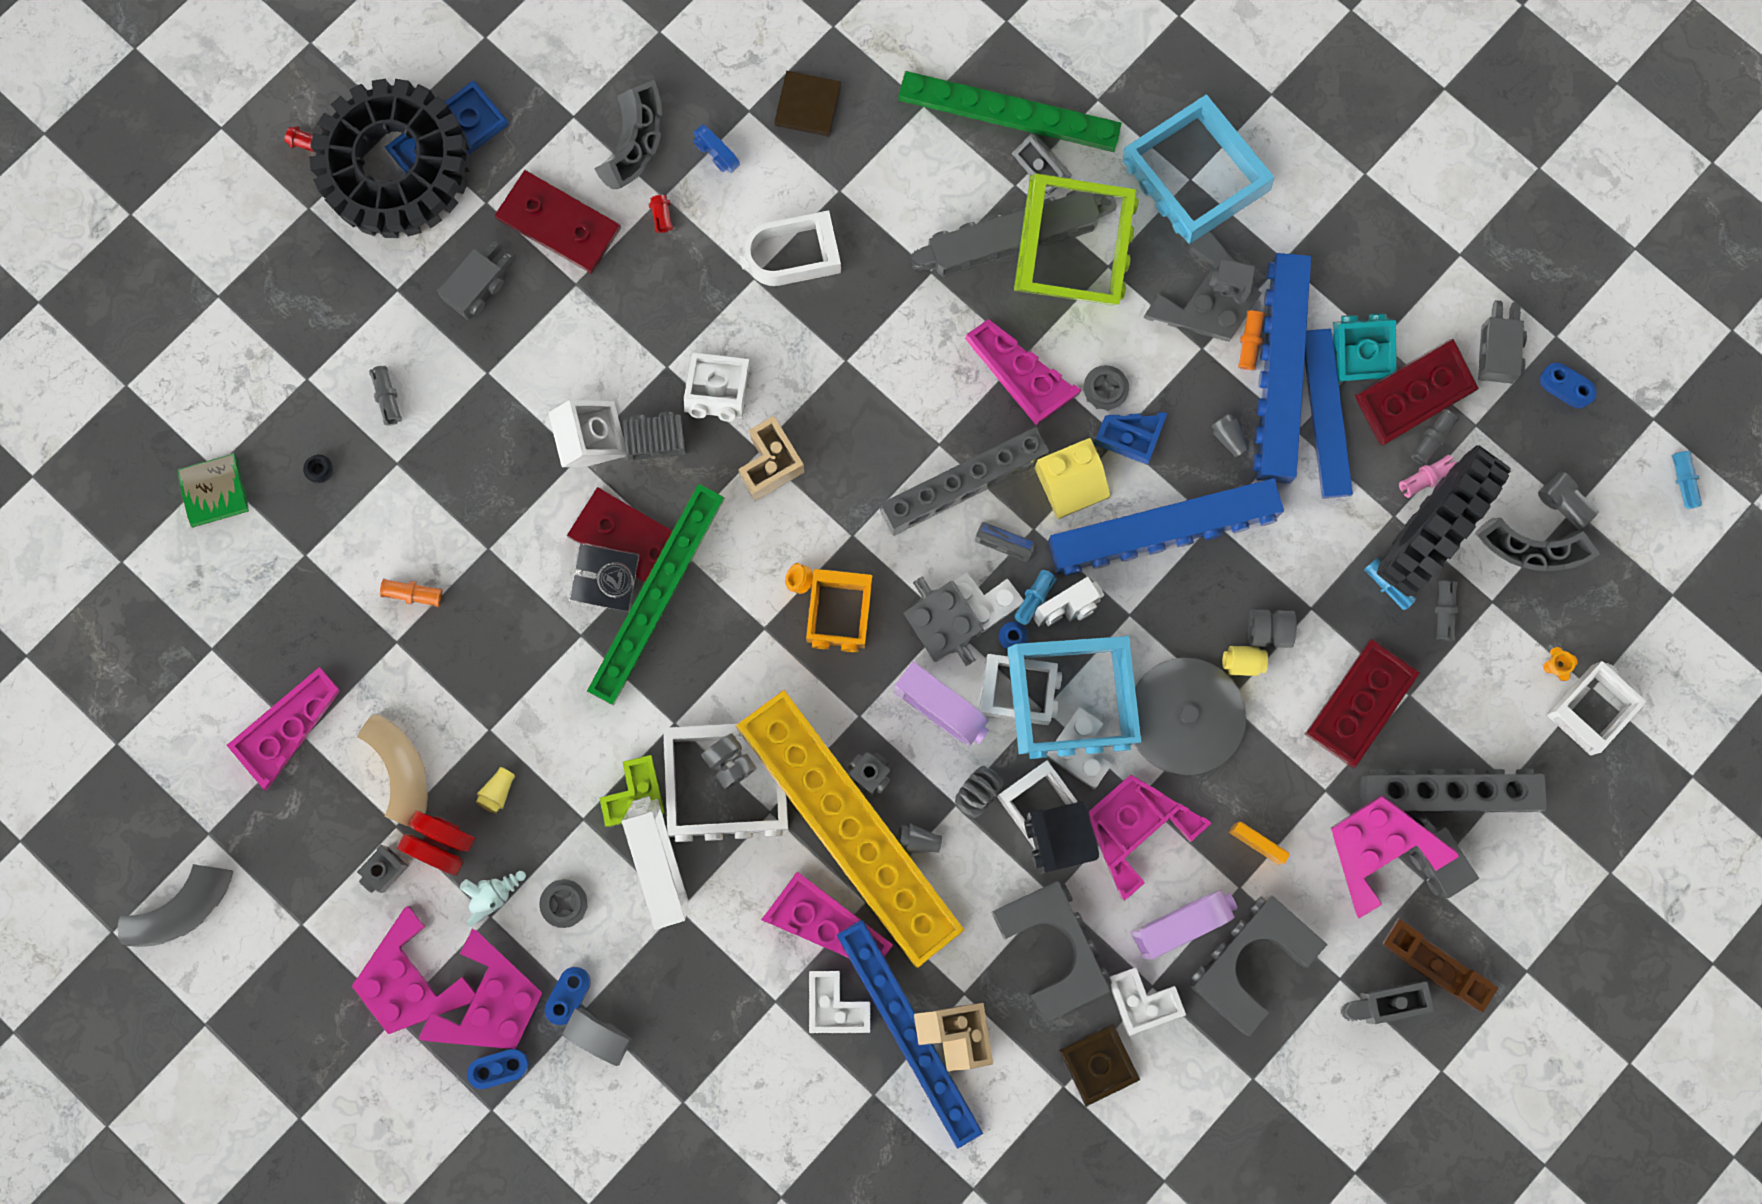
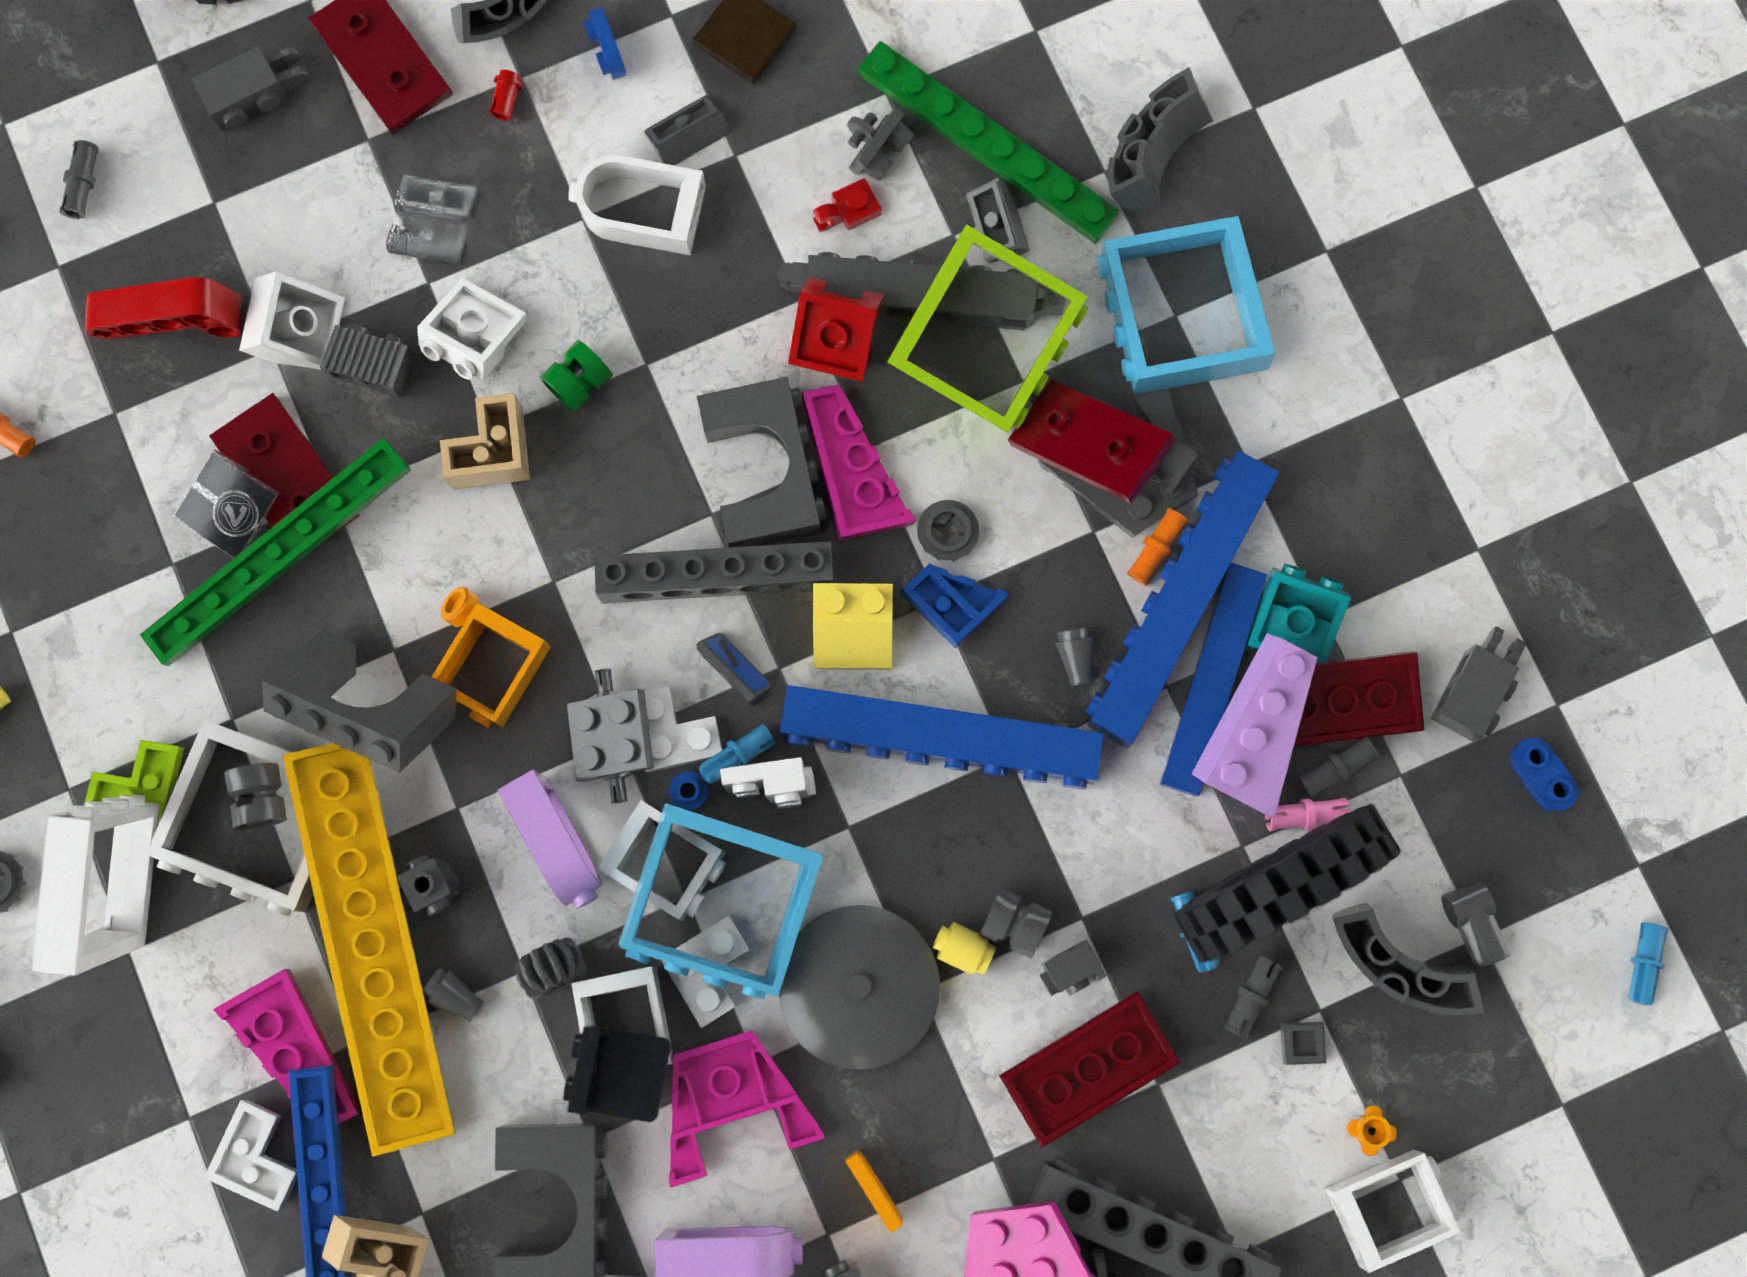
camera: 30 degrees right, 0 degrees up
(492, 460) = (164, 308): none -> red beam
(650, 321) = (432, 219): none -> clear slope
(798, 681) = (384, 733): none -> dark grey arch
(799, 187) = (687, 131): none -> dark grey slope
(801, 396) = (566, 386): none -> green wheel
(931, 141) = (889, 130): none -> dark grey hips
(936, 193) = (851, 205): none -> red plate
(952, 357) = (768, 411): none -> dark grey arch
(972, 283) = (834, 331): none -> red panel
(1121, 64) = (1152, 139): none -> dark grey brick
(1179, 286) = (1092, 441): none -> dark red plate
(1321, 643) = (1070, 970): none -> dark grey brick
(1375, 429) = (1259, 727): none -> lavender wedge
(1491, 627) = (1303, 1043): none -> dark grey tile

